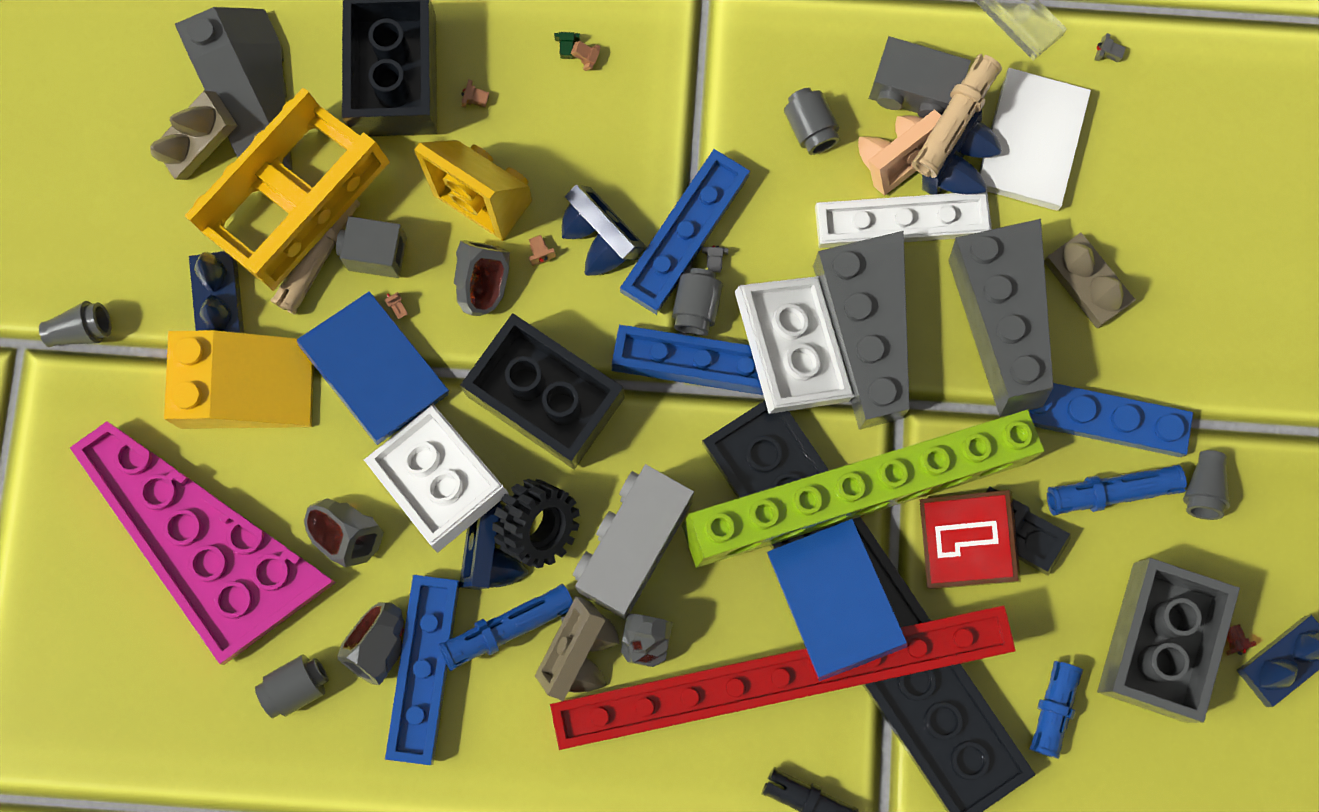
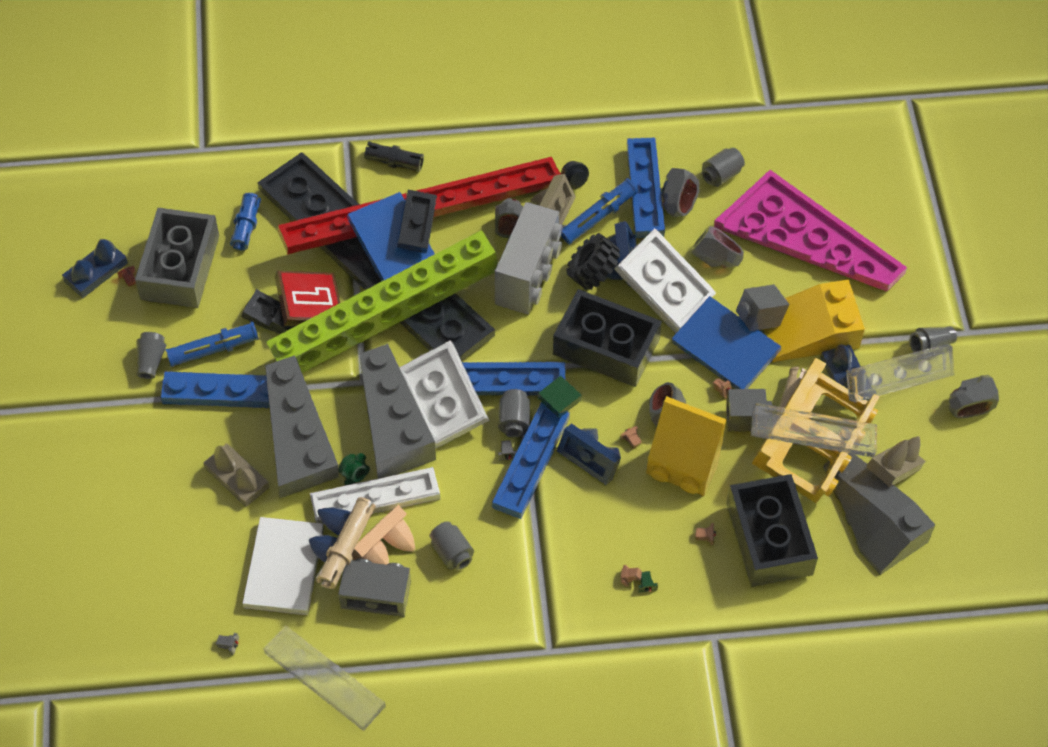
camera: 170 degrees right, 20 degrees down
(51, 223) = (974, 397): none -> dark grey rock
(141, 262) = (900, 373): none -> clear tile
(293, 162) = (814, 430): none -> clear tile
(306, 397) = (762, 307): none -> dark grey brick
(529, 710) = (576, 173): none -> black plate
(630, 306) = (559, 396): none -> dark green tile
(799, 613) = (417, 221): none -> black plate
(930, 254) = (353, 468): none -> dark green plate

